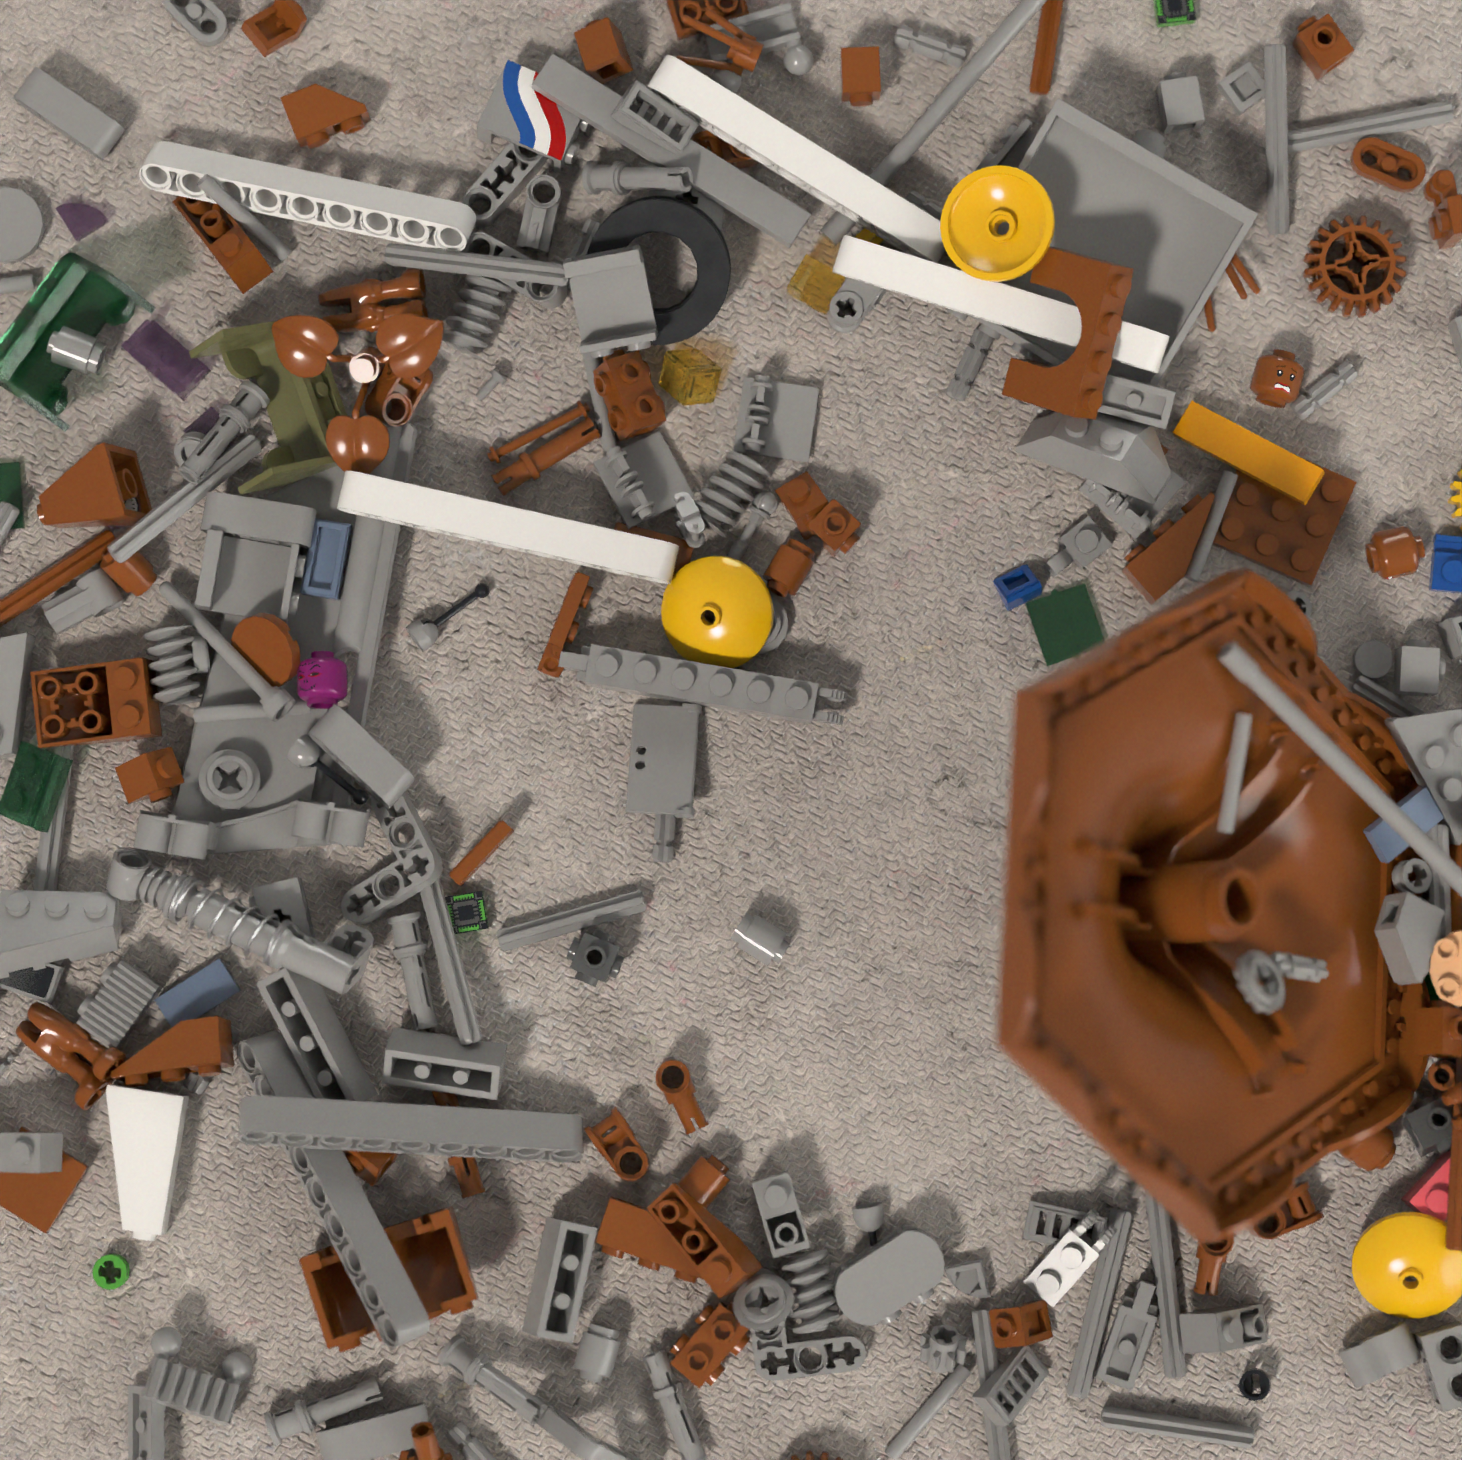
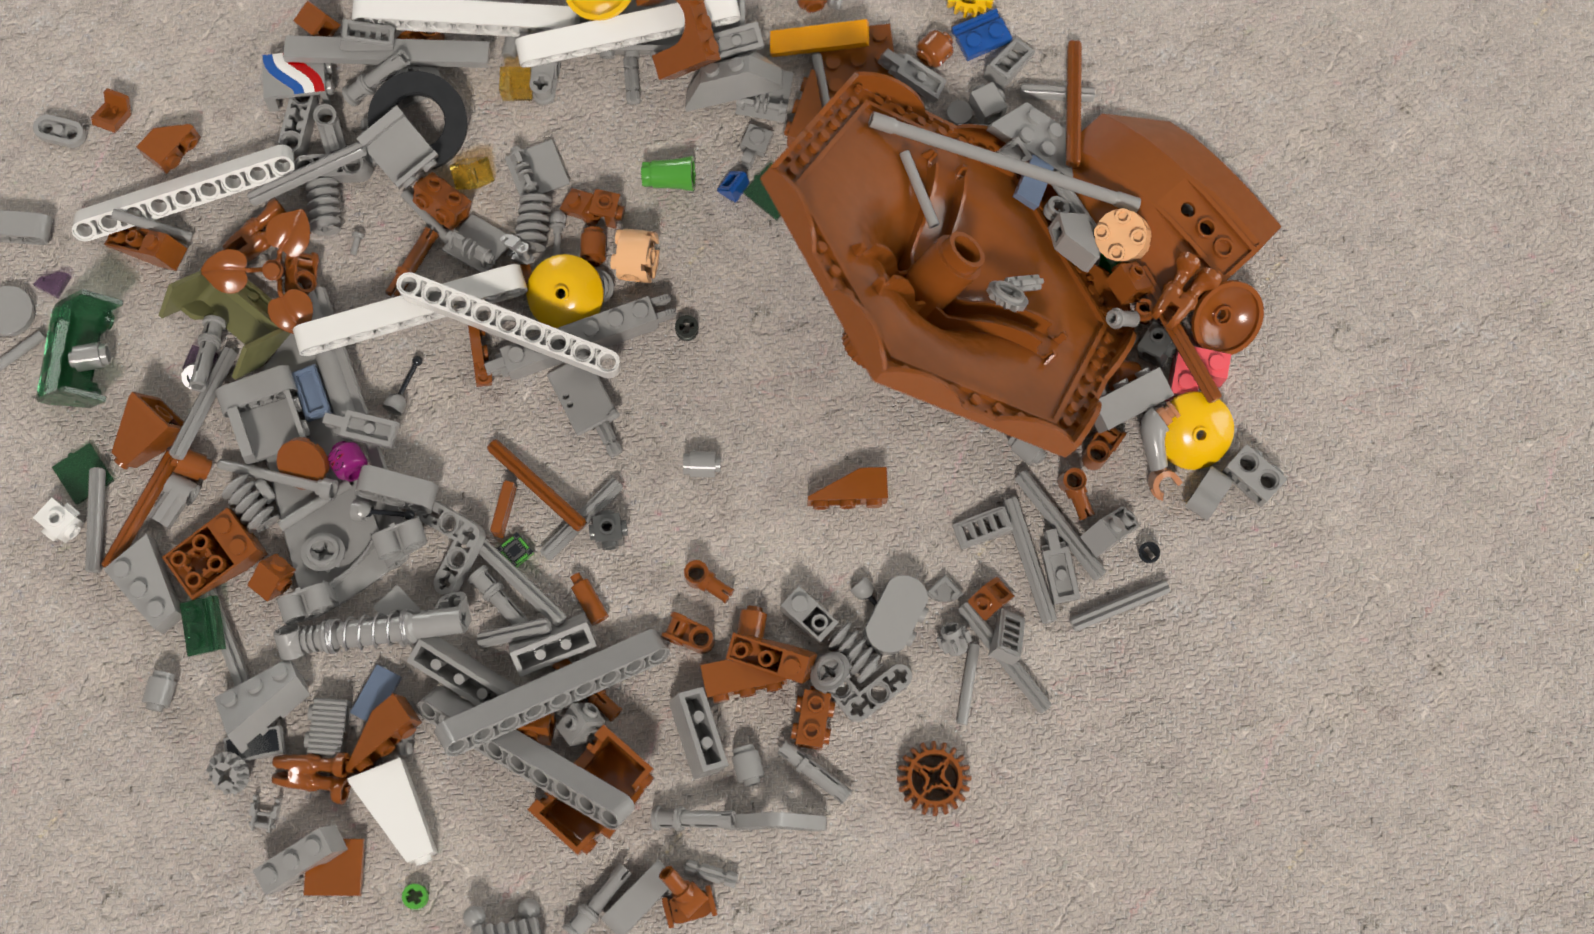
camera: 30 degrees left, 10 degrees down
(165, 359) = (148, 334): clear purple hinge -> none
(365, 652) = (363, 428): none -> light grey hinge
(406, 1021) = (514, 632): none -> light grey axle
(423, 1184) = (580, 724): none -> light grey brick
(522, 1029) = (588, 599): none -> dark orange cylinder
(539, 845) = (536, 485): none -> dark orange axle
(582, 409) = (381, 279): dark orange axle -> none
(611, 609) = (499, 316): none -> white beam
(834, 616) = (635, 255): none -> light nougat brick
(842, 735) = (680, 324): none -> pearl dark grey bush
(940, 1085) = (860, 487): none -> dark orange slope
(943, 527) = (670, 173): none -> bright green plant
(1068, 1260) = (996, 543): hinge -> none
(1343, 575) = (913, 74): none -> light grey hinge
(1350, 1245) = (1153, 435): none -> light grey piece
(1355, 1183) = (1132, 398): none -> light grey brick
(1397, 1073) = (1117, 318): none -> light grey pin
(1402, 771) = (1016, 150): none -> light grey tile

